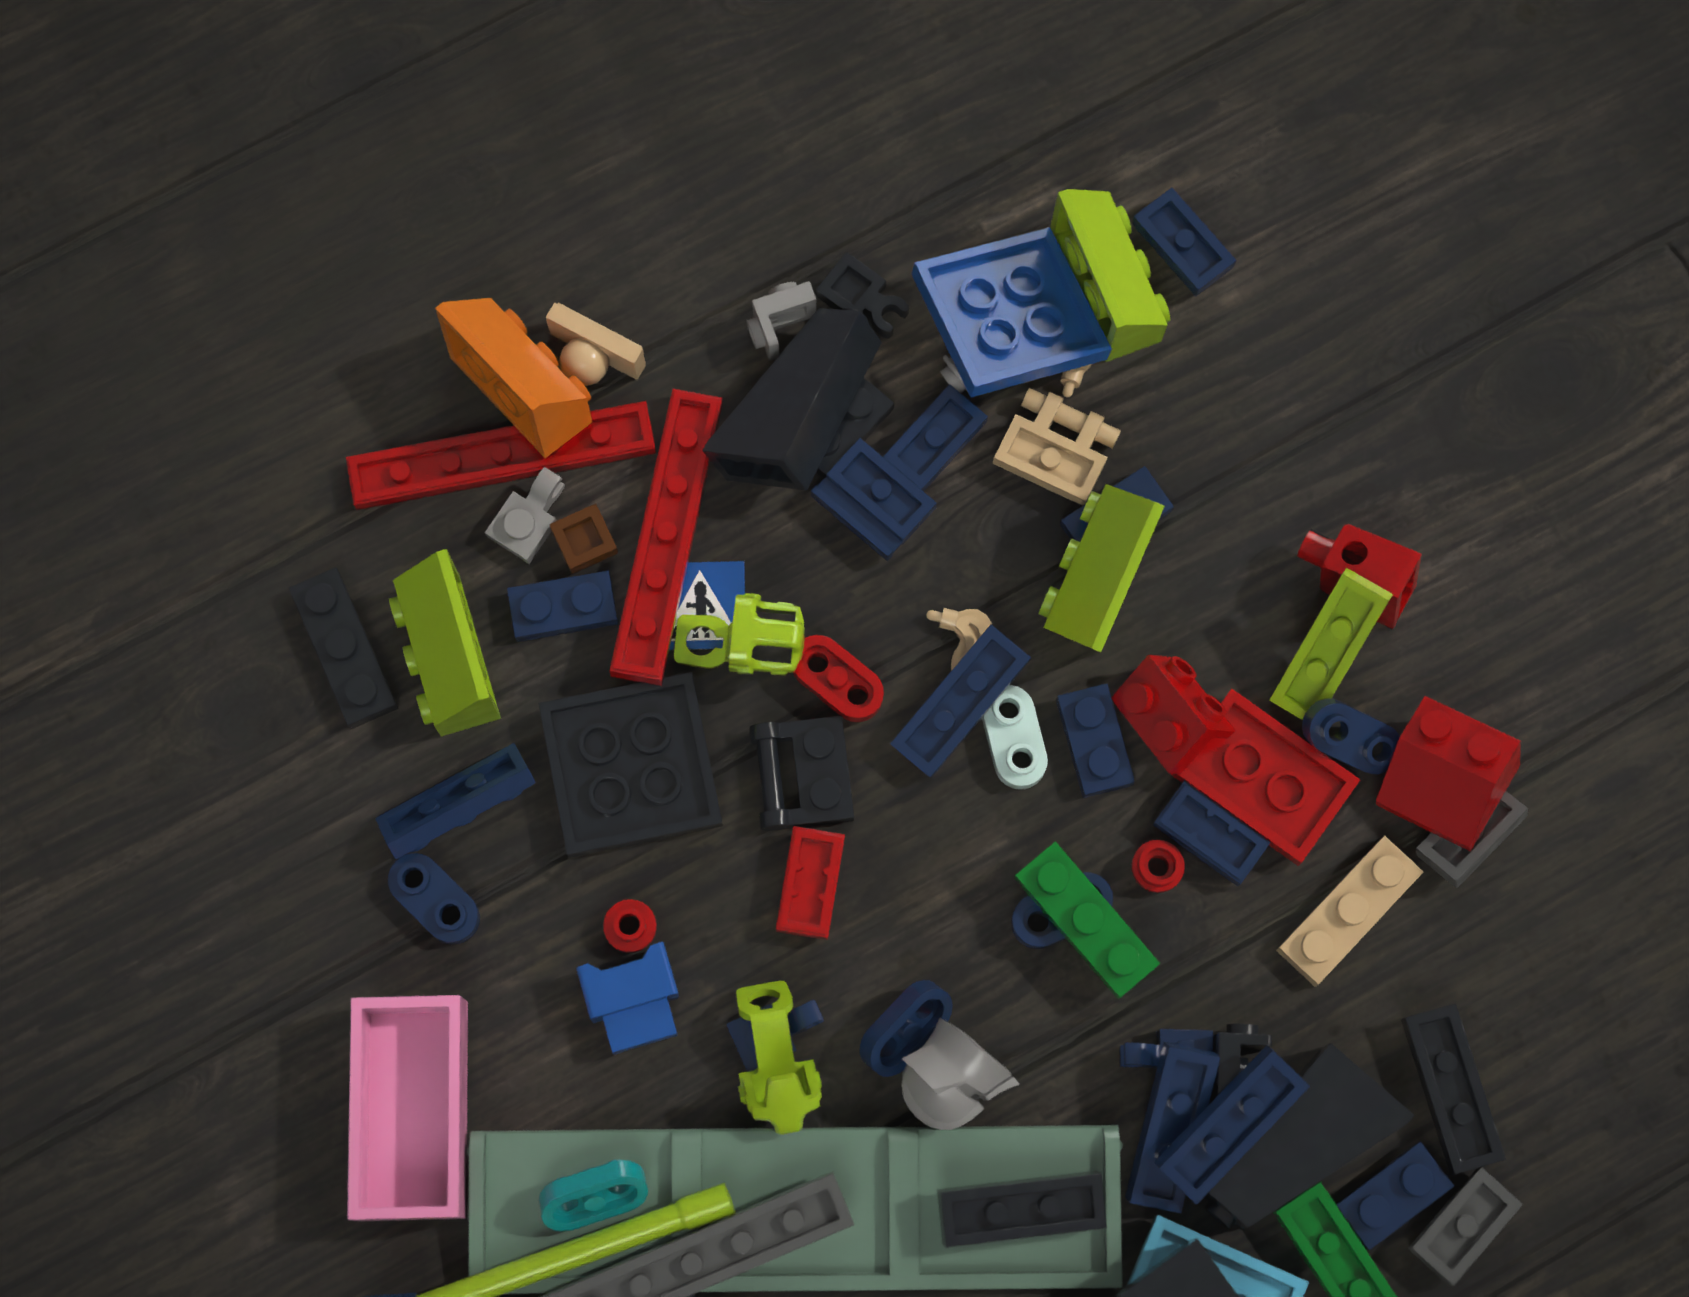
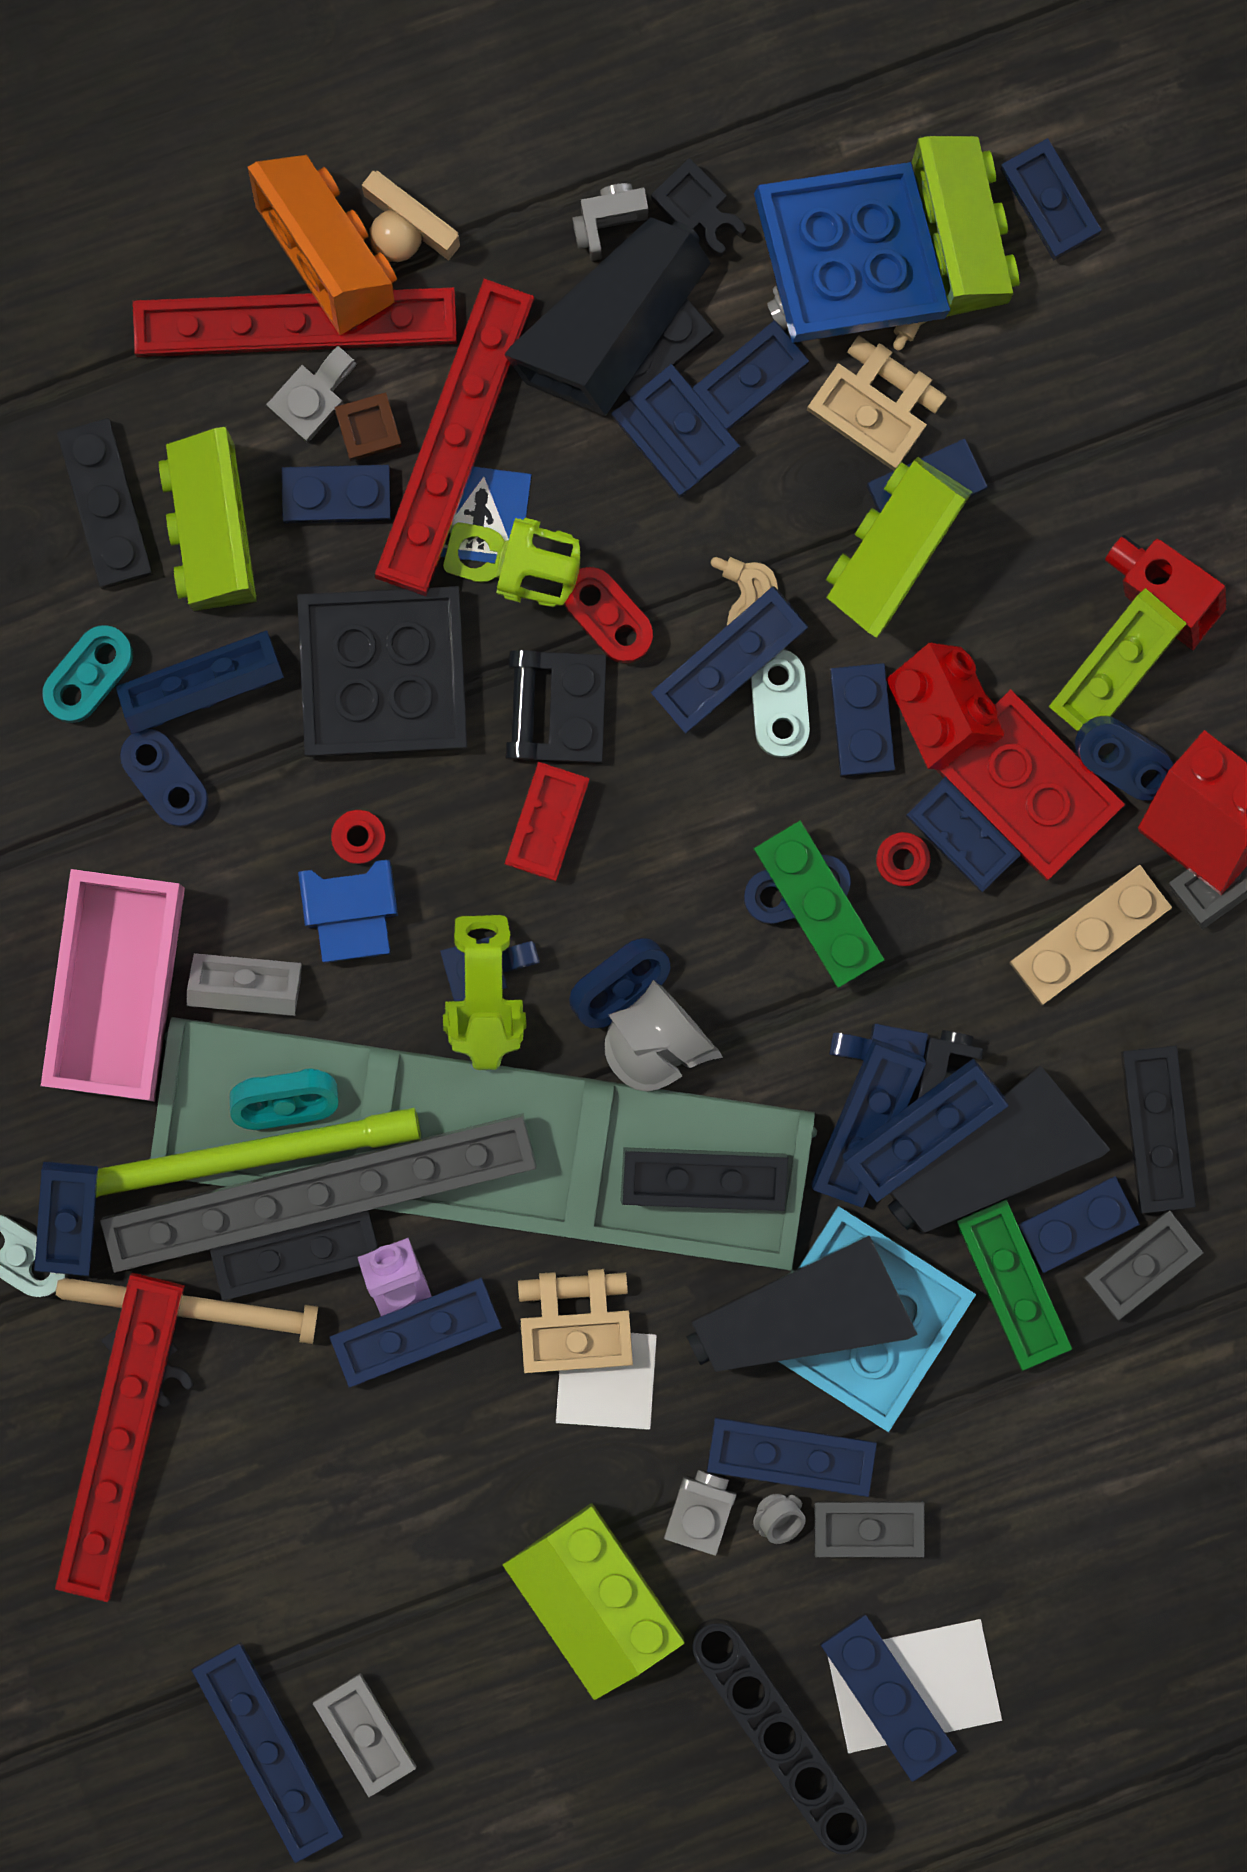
camera: 10 degrees right, 10 degrees up
(343, 809) = (84, 671): none -> teal plate
(538, 1087) = (244, 984): none -> light grey plate

